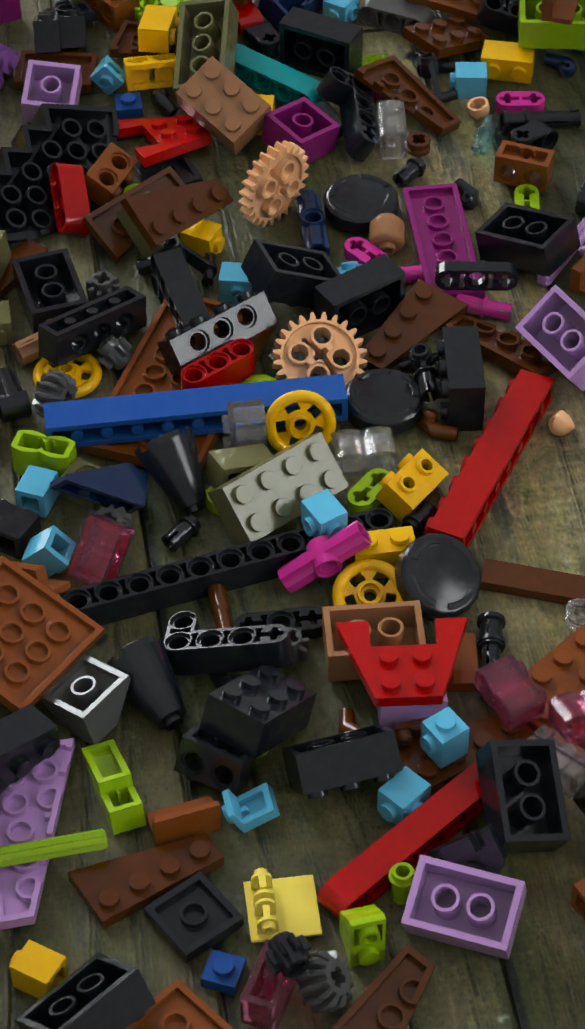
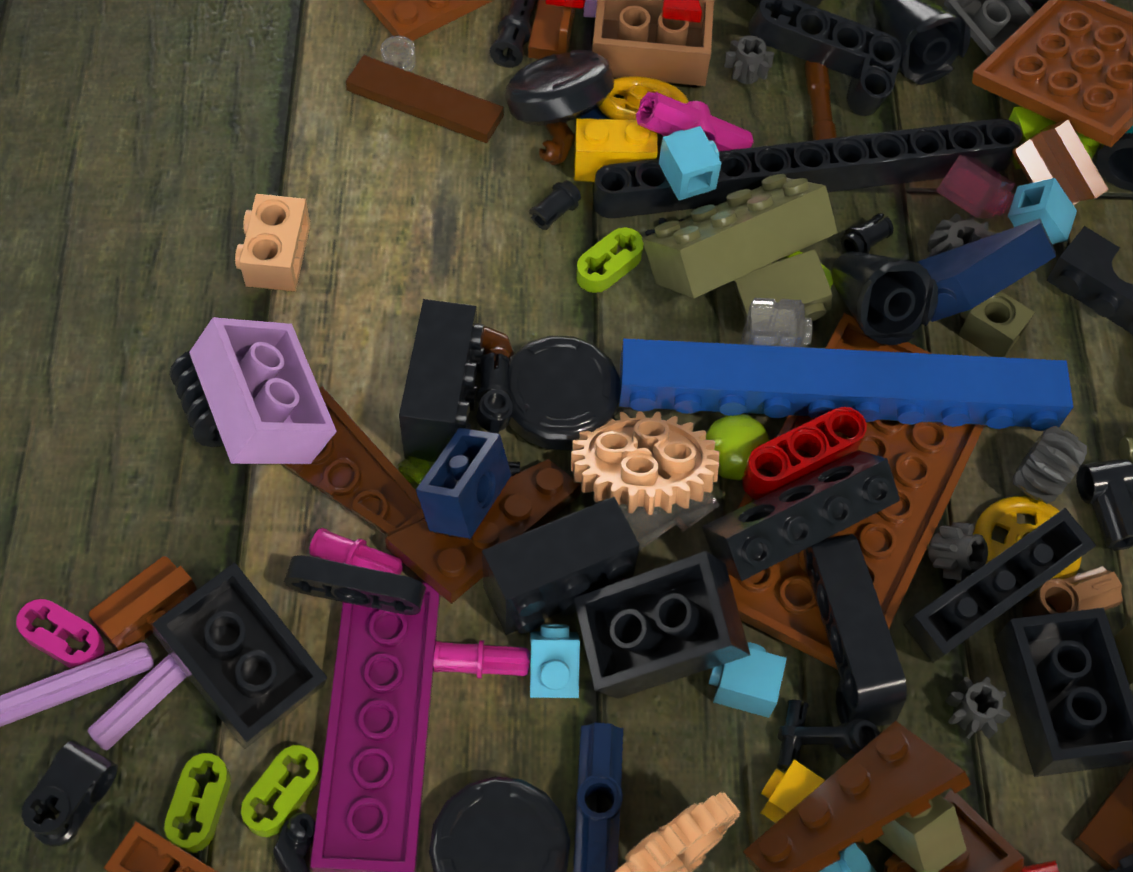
camera: 175 degrees left, 15 degrees up
(34, 490) = (1063, 311): medium azure brick -> none
(42, 451) = (1084, 356): lime brick -> none
(290, 616) = (780, 89): black beam -> none
(305, 400) = (694, 332): yellow plate -> none
(360, 250) = (527, 714): dark pink beam -> none
(364, 450) = (607, 310): clear brick -> none
(387, 233) = (471, 750): medium nougat head -> none
(411, 484) = (556, 235): yellow brick -> none
(427, 313) = (464, 482): none -> dark blue brick
(480, 214) = (272, 783): none -> lime beam
(492, 457) = (431, 269): red brick -> none
(561, 423) = (317, 318): light nougat hinge -> none

